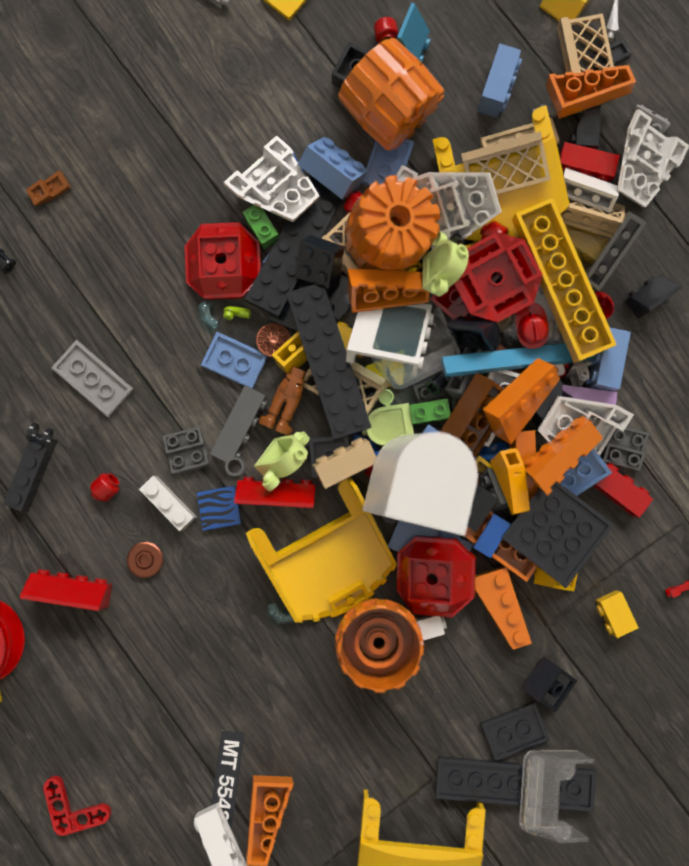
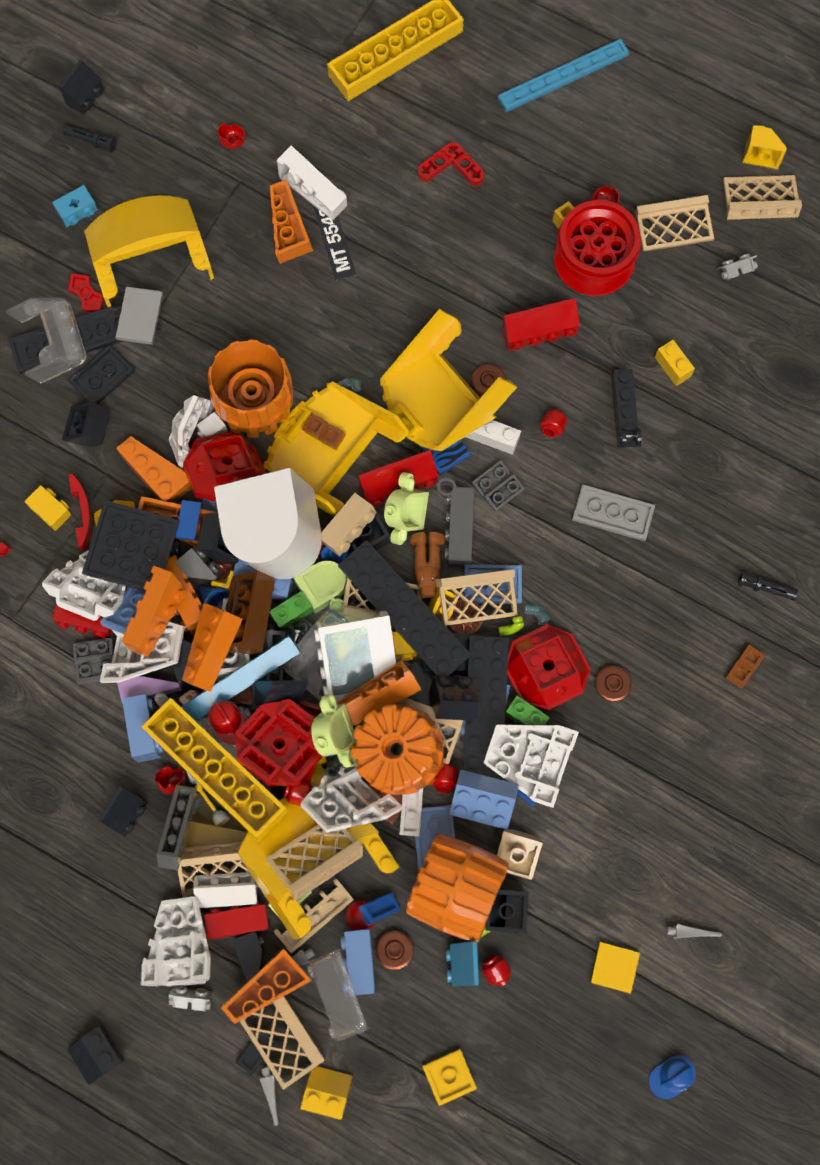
camera: 155 degrees right, 10 degrees down
(171, 224) = (613, 683): none -> copper wheel
(206, 562) = (432, 395): none -> yellow windscreen
(248, 362) = (477, 580): none -> tan fence
(323, 115) = (520, 851): none -> tan slope
(325, 574) = (324, 432): none -> dark orange slope
(455, 778) = (139, 315): none -> light grey tile
(457, 634) = (184, 423): none -> white wedge
(462, 119) = (379, 908): none -> blue tile
(463, 86) = (394, 950): none -> copper wheel
(479, 124) = (354, 917): none -> red hair
(499, 840) = (80, 286): none -> red tile
(512, 479) = (189, 572): light orange slope -> none
(530, 60) = (338, 995): none -> clear windscreen
(582, 621) = (83, 533): none -> red slope
(620, 506) = (82, 593): none -> white wedge

